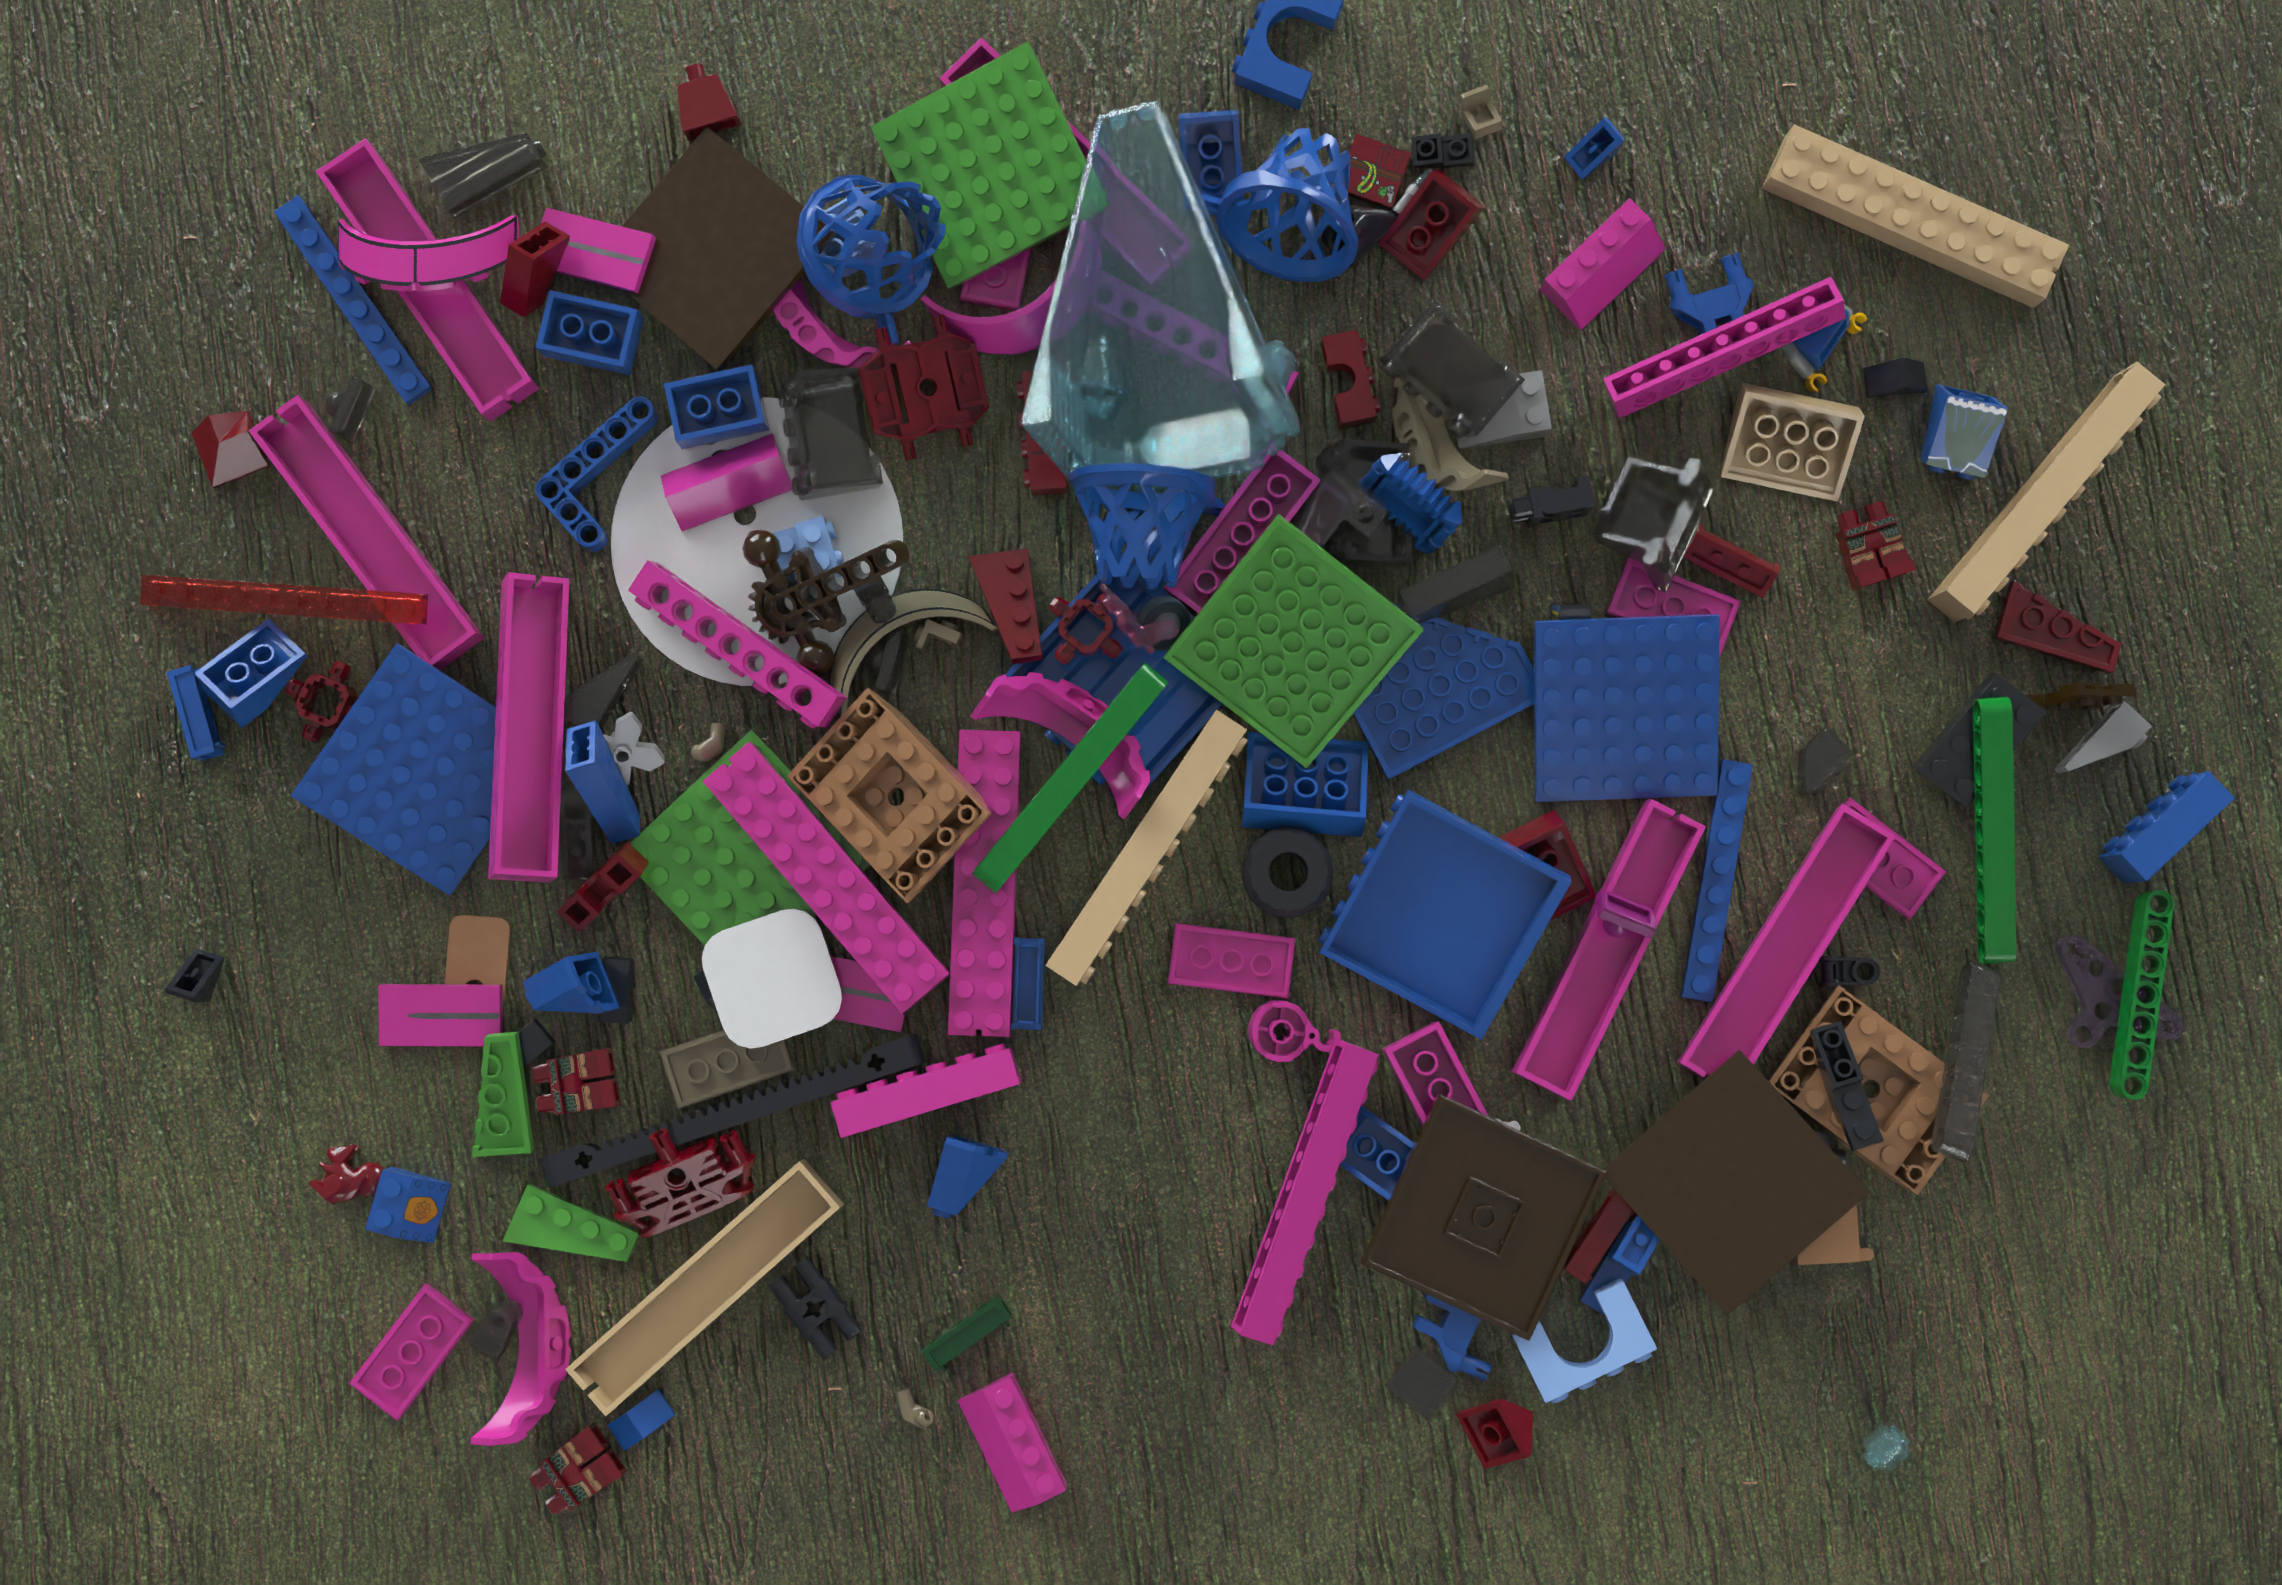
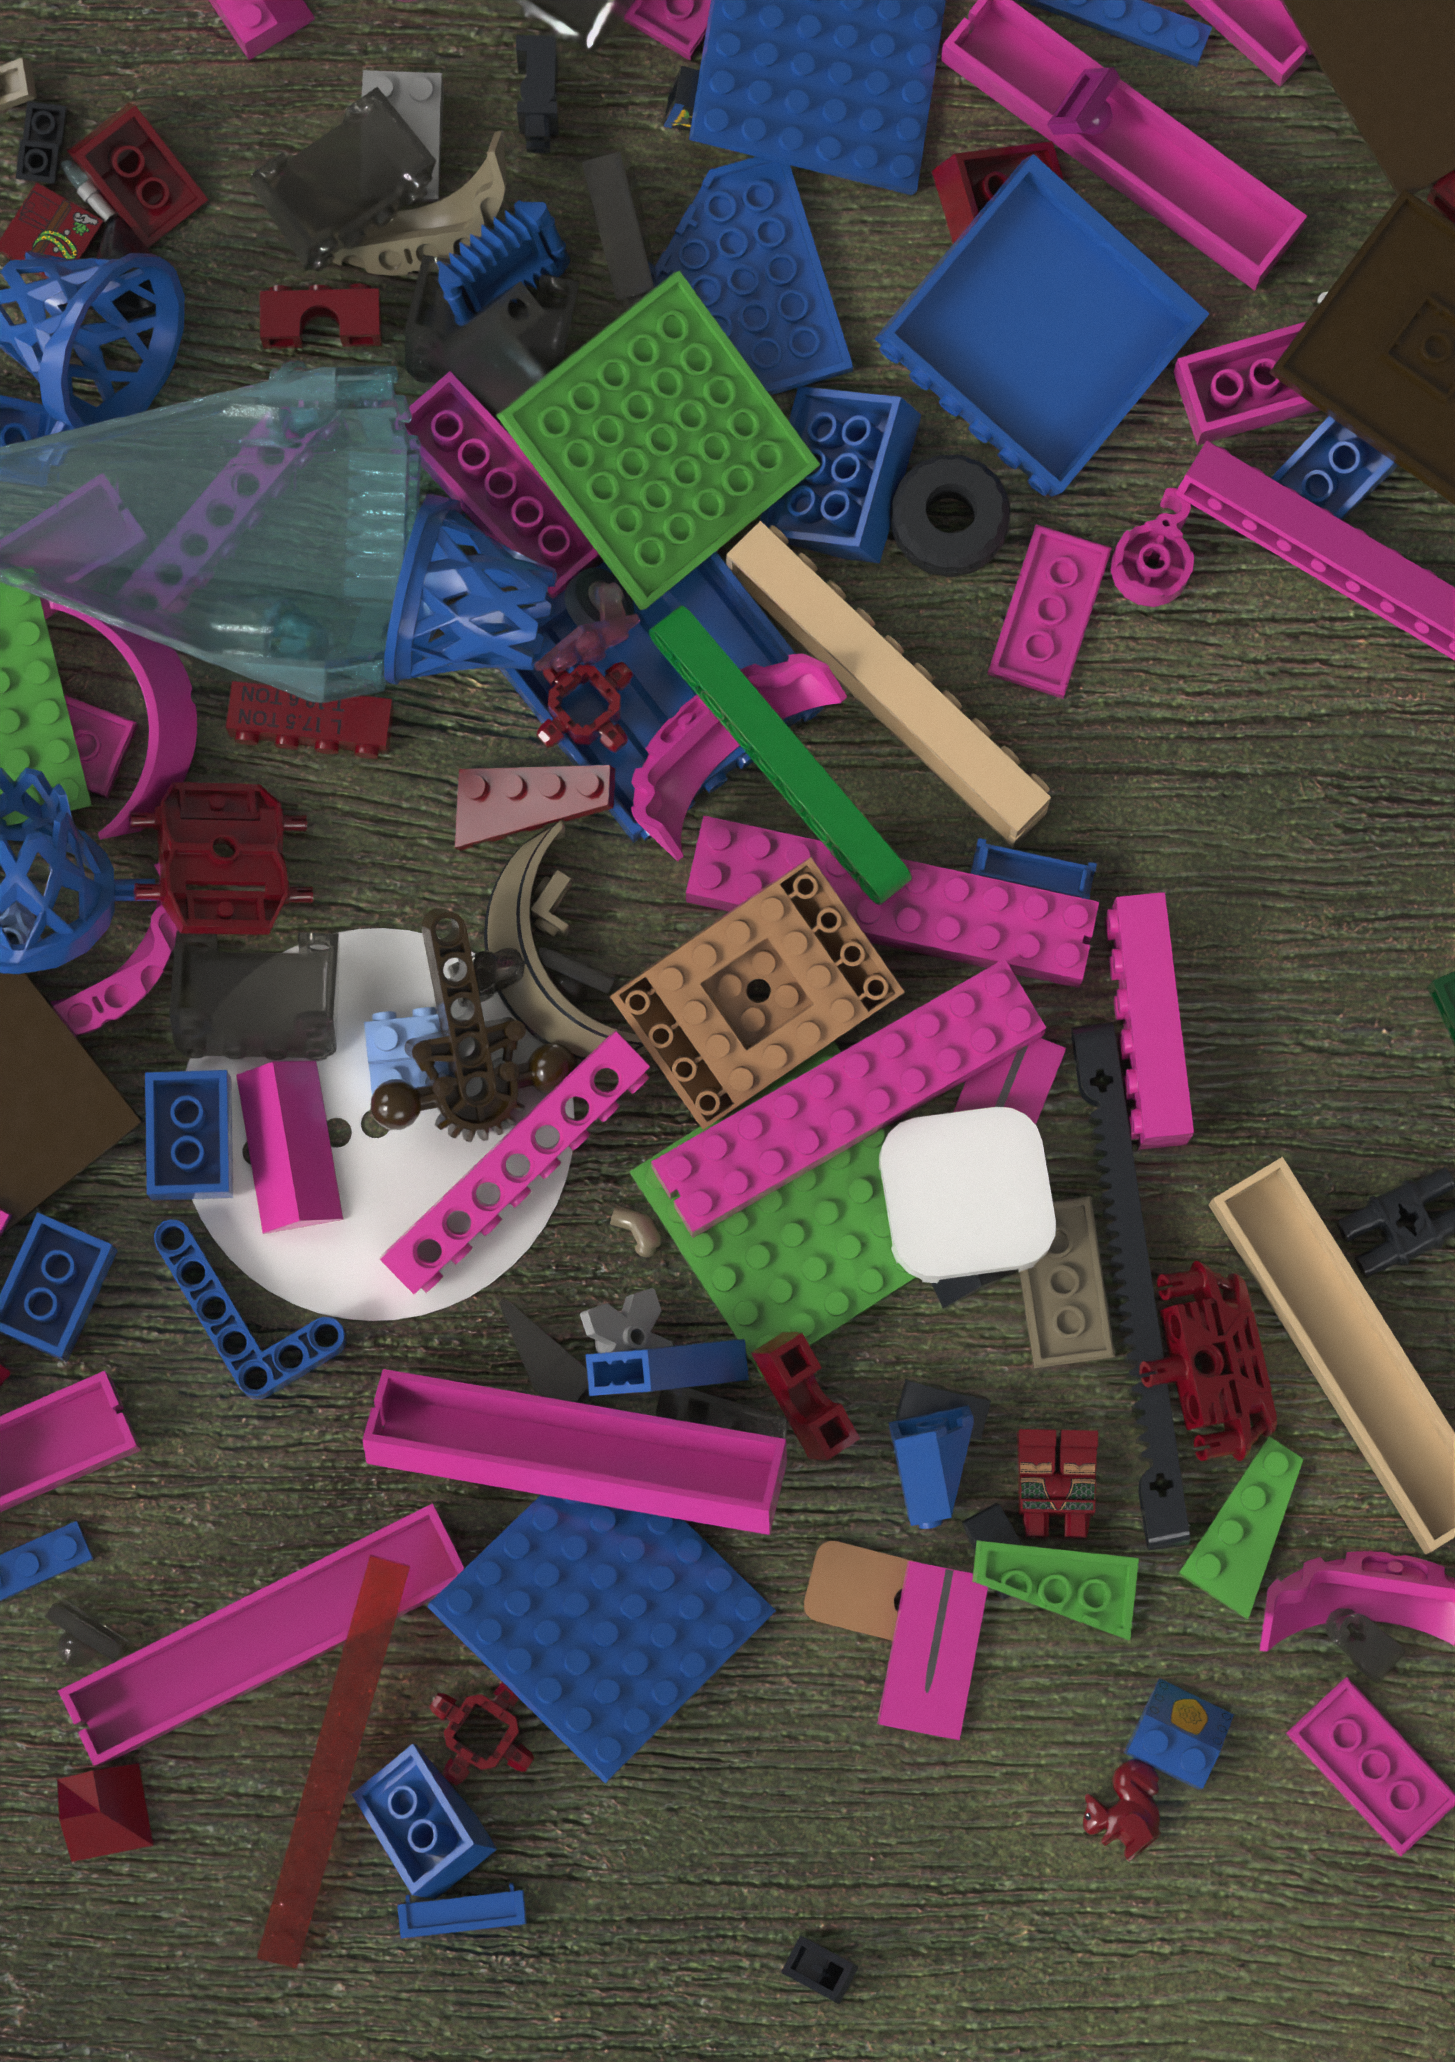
camera: 80 degrees left, 5 degrees down
(961, 1173) = (1265, 1000): blue slope -> none

